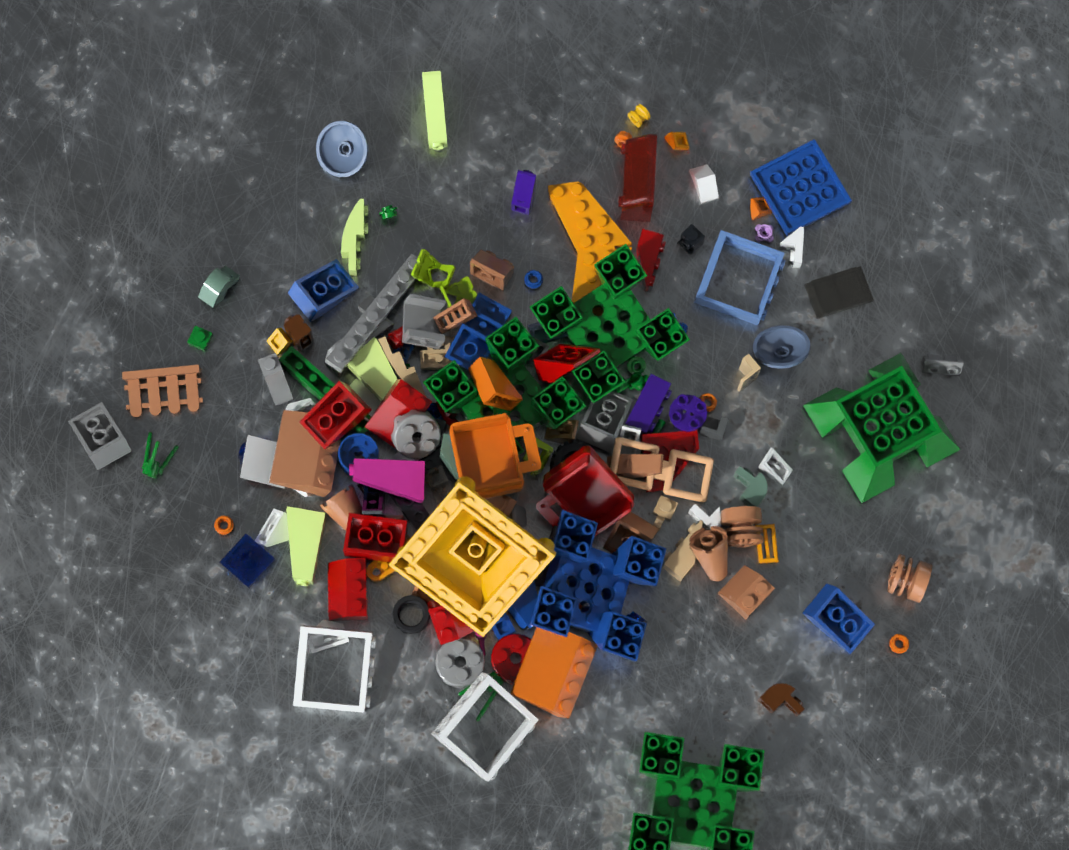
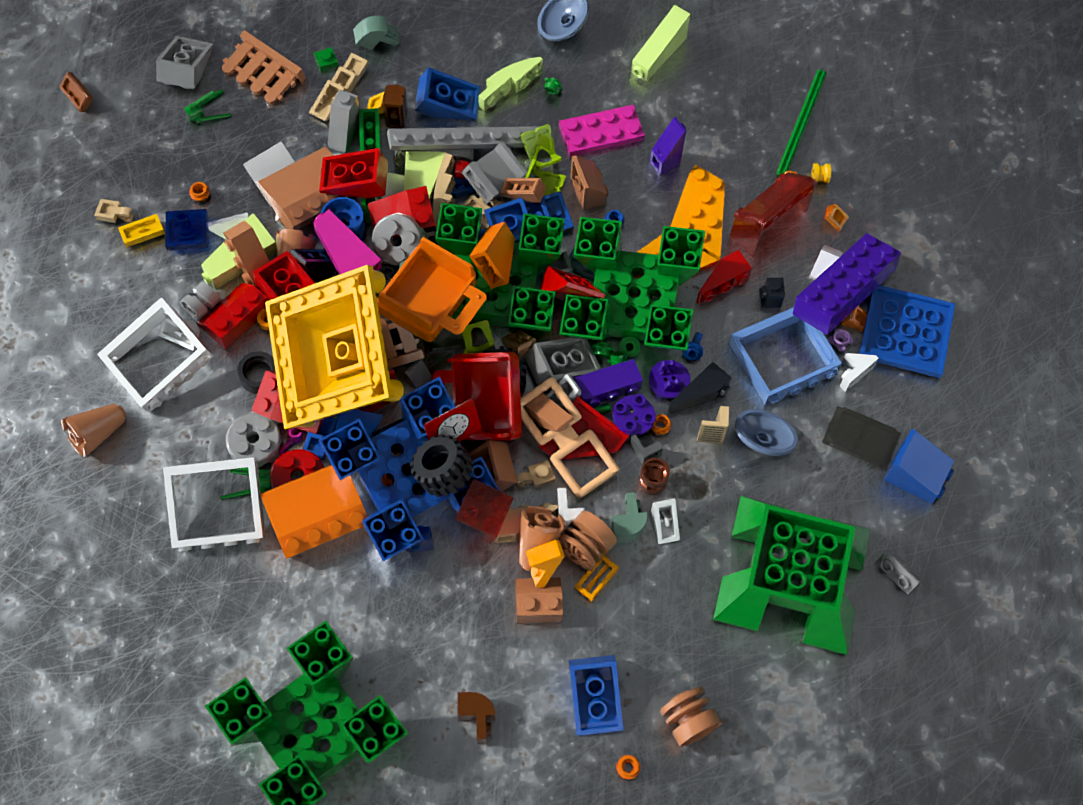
camera: 45 degrees right, 10 degrees down
(46, 533) = (76, 92): none -> dark orange plate
(177, 597) = (111, 210): none -> tan plate
(216, 591) = (141, 230): none -> yellow plate
(236, 352) = (344, 79): none -> tan slope
(318, 602) = (199, 302): none -> light grey wheel
(322, 539) = (247, 250): none -> nougat brick
(345, 758) = (93, 427): none -> nougat cone
(455, 216) = (601, 130): none -> dark pink plate
(587, 84) = (802, 122): none -> green axle
(598, 533) = (458, 422): none -> red sticker
(632, 566) = (441, 465): none -> black tyre
(667, 568) = (484, 509): none -> clear red bracket
(690, 369) = (667, 370): none -> dark purple plate
(712, 347) = (703, 389): none -> black slope
(734, 565) = (544, 561): none -> light orange slope
(737, 190) = (846, 283): none -> dark purple brick
(740, 443) = (654, 476): none -> copper wheel
(895, 282) = (920, 468): none -> blue slope

